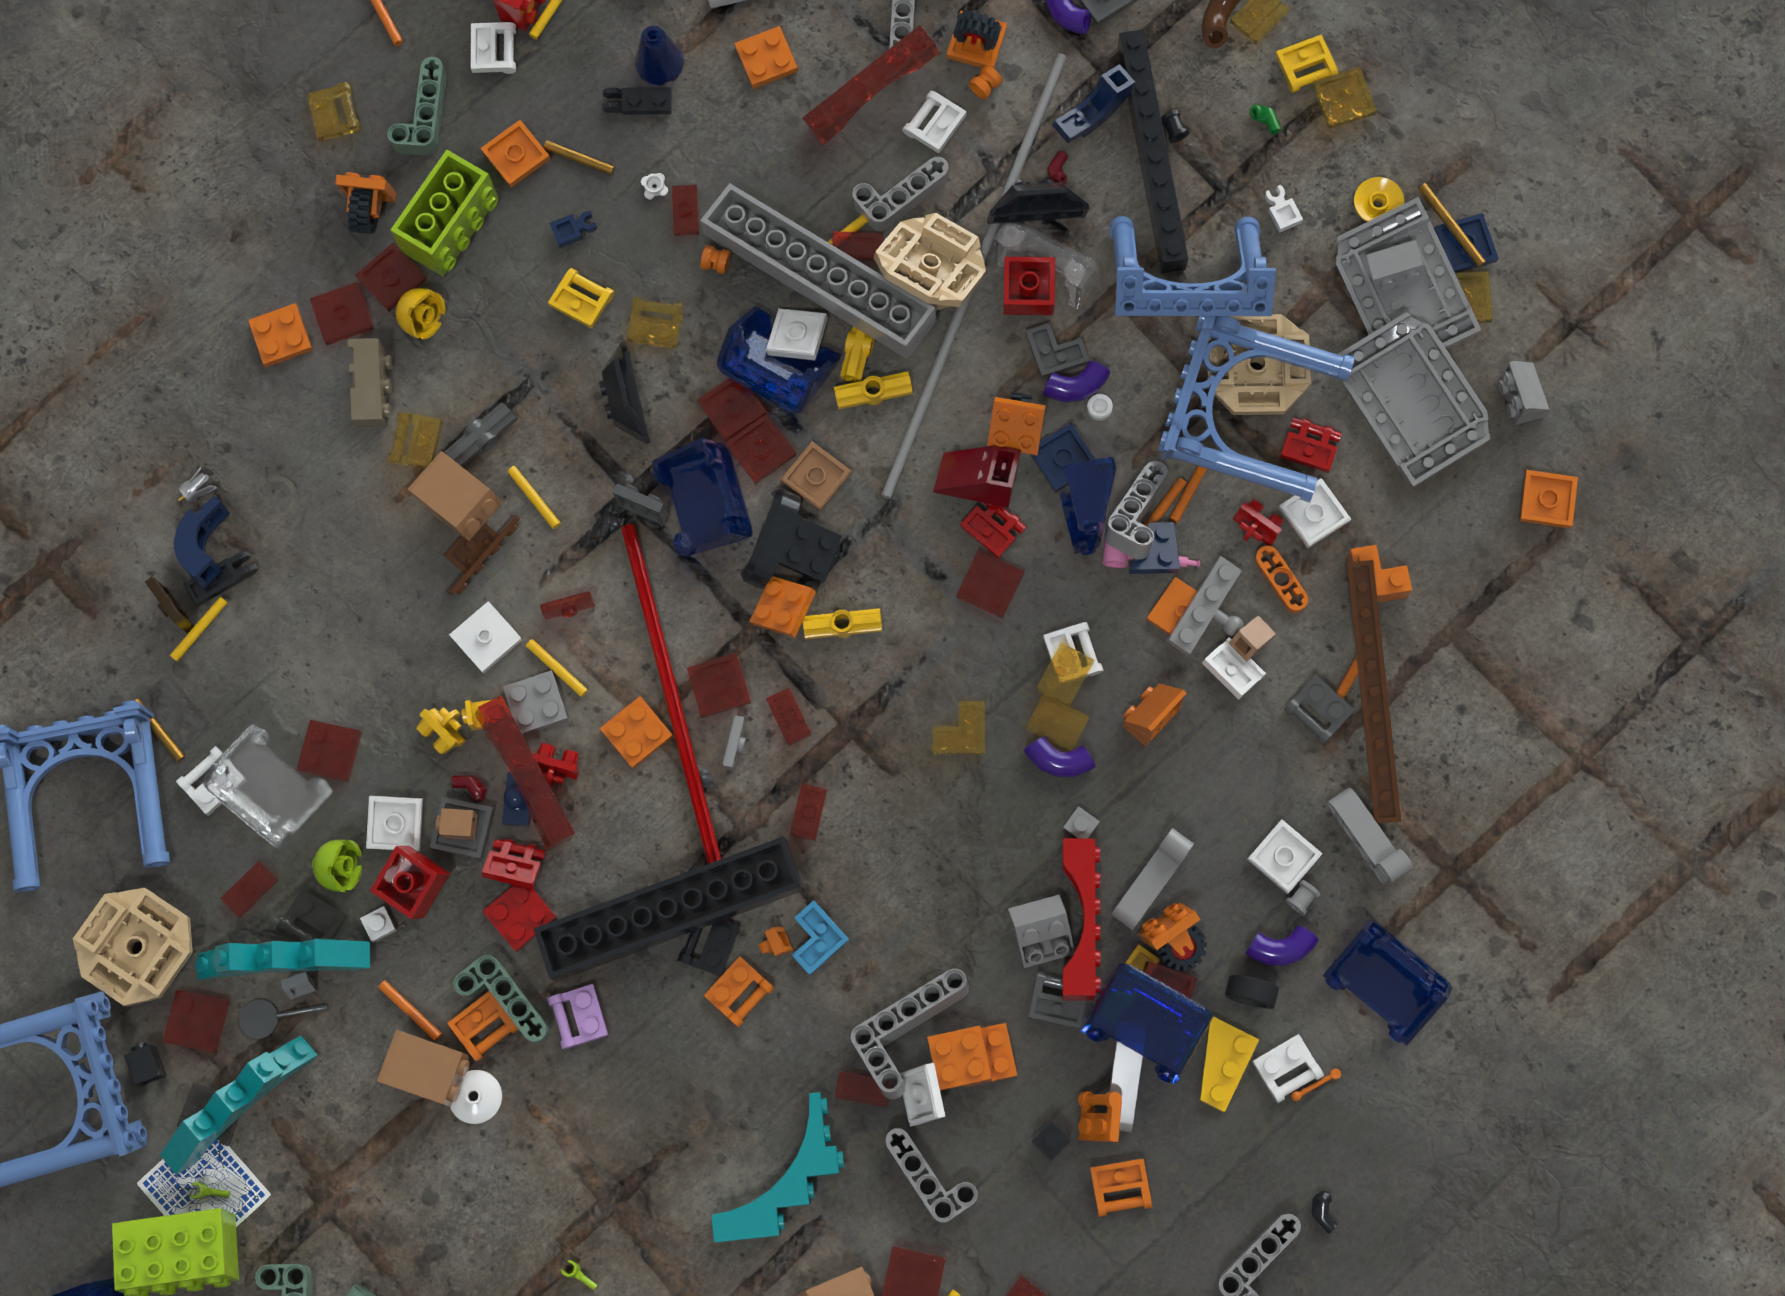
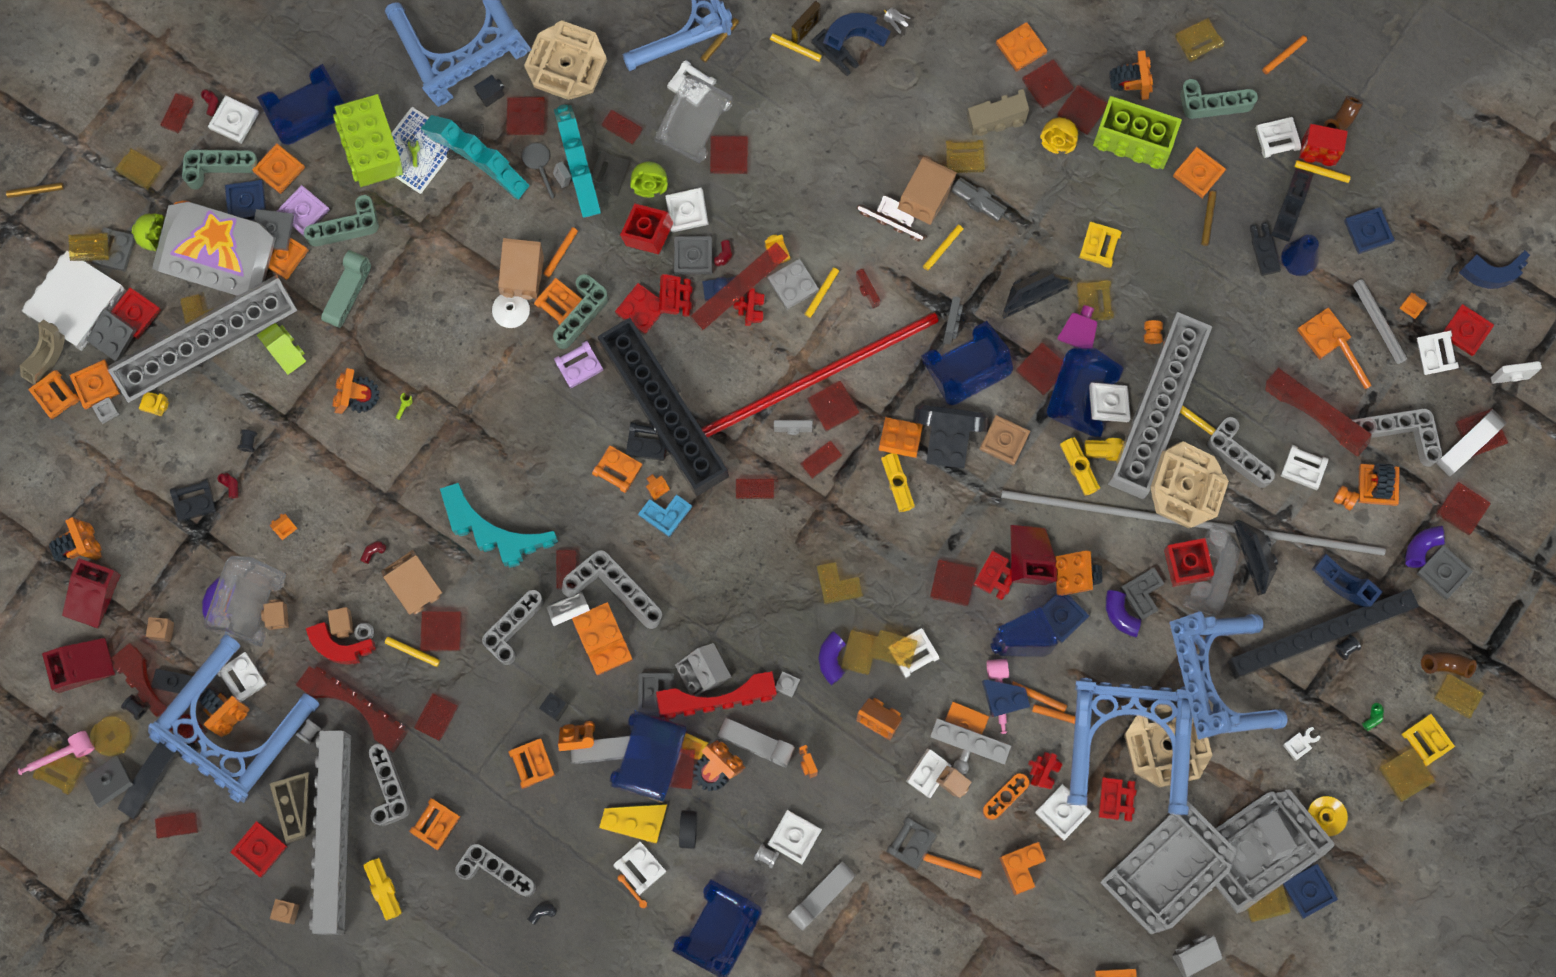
camera: 75 degrees right, 0 degrees up
(378, 924) = (615, 217): white plate -> none
(445, 725) = (761, 226): yellow hips -> none
(457, 824) = (693, 250): medium nougat brick -> none
(485, 637) = (833, 239): white plate -> none
(569, 230) = (1151, 224): dark blue plate -> none
(587, 53) = (1292, 205): none -> black slope
(636, 732) = (787, 357): orange plate -> none
(649, 181) = (1200, 271): white plate -> none
(685, 210) = (1187, 302): clear red plate -> none
(692, 348) = (1079, 329): none -> magenta torso
(760, 449) = (1015, 396): clear red plate -> none
(813, 30) = (1353, 362): none -> orange piece
(857, 244) = (1190, 429): clear red plate -> none
(1055, 168) = (1288, 565): dark red arm -> none
(1099, 407) = (1108, 635): white tile -> none
(1137, 502) = (1035, 677): light grey beam -> none
(1195, 816) = (808, 765): none -> orange plate
(1283, 951) = (723, 846): dark purple cylinder -> none
(1373, 691) = (931, 878): reddish brown plate -> none
(1450, 223) = (1320, 876): pearl gold bar -> none

